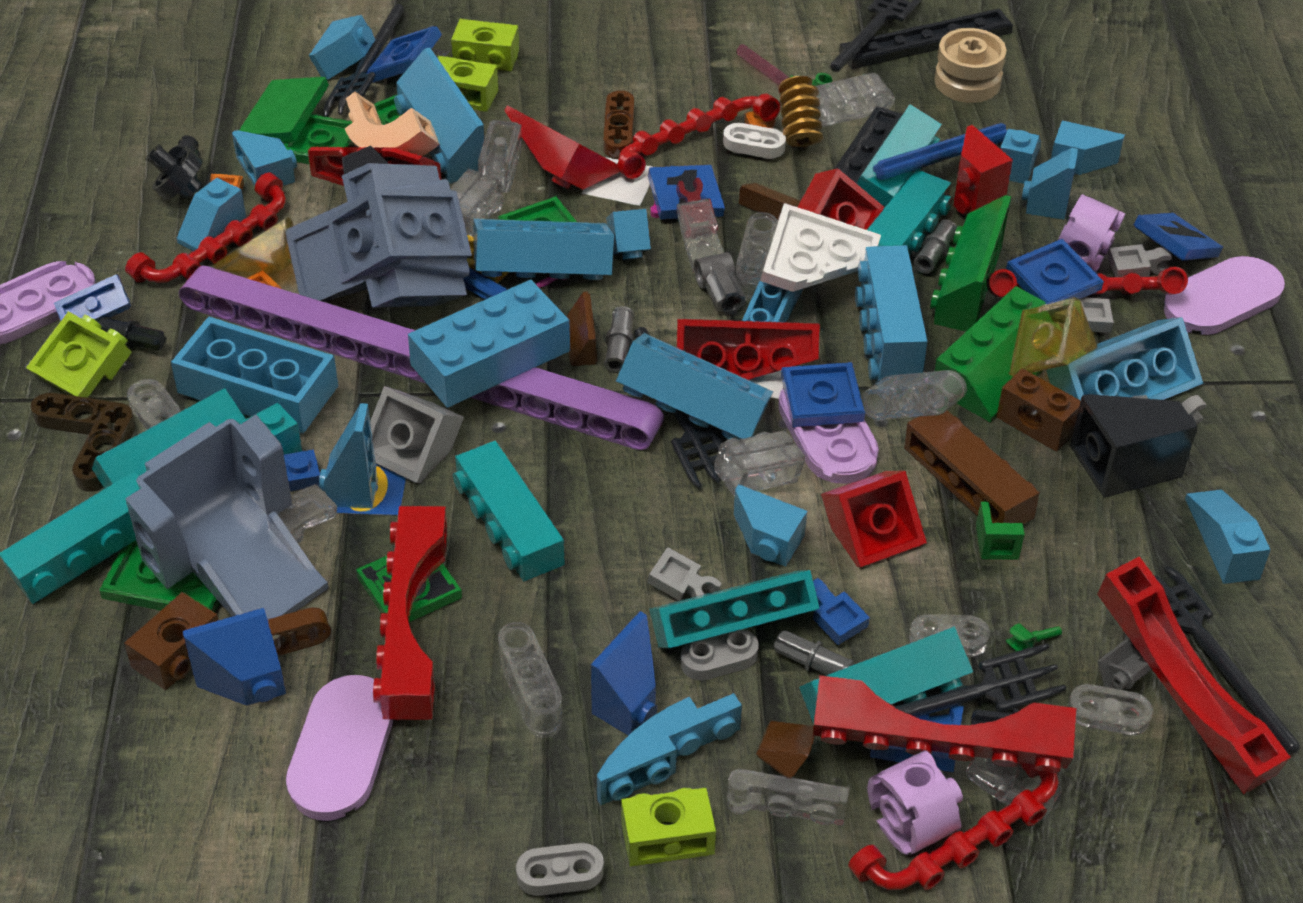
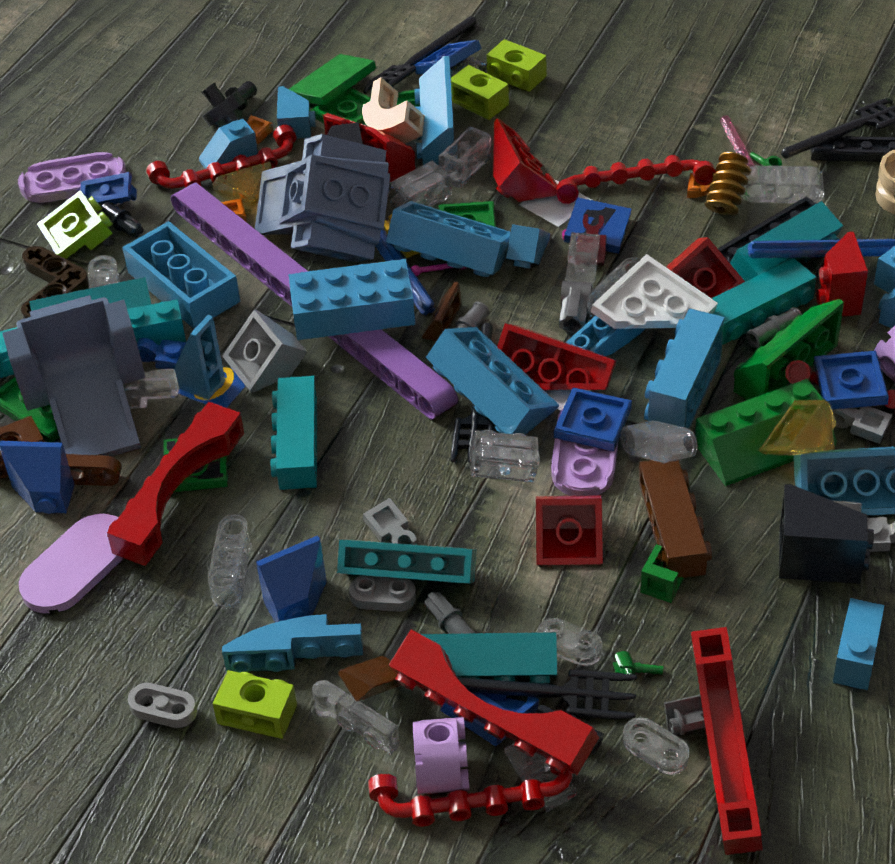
camera: 30 degrees right, 0 degrees up
(342, 45) = (404, 39): dark azure slope -> none
(615, 115) = (598, 144): reddish brown beam -> none
(754, 140) = (681, 198): white plate -> none
(764, 199) = (658, 247): reddish brown slope -> none
(769, 525) = (483, 509): dark azure slope -> none
(838, 615) = (487, 593): blue plate -> none
(1038, 409) = (761, 485): reddish brown brick -> none
(1193, 623) = (778, 704): black piece -> none

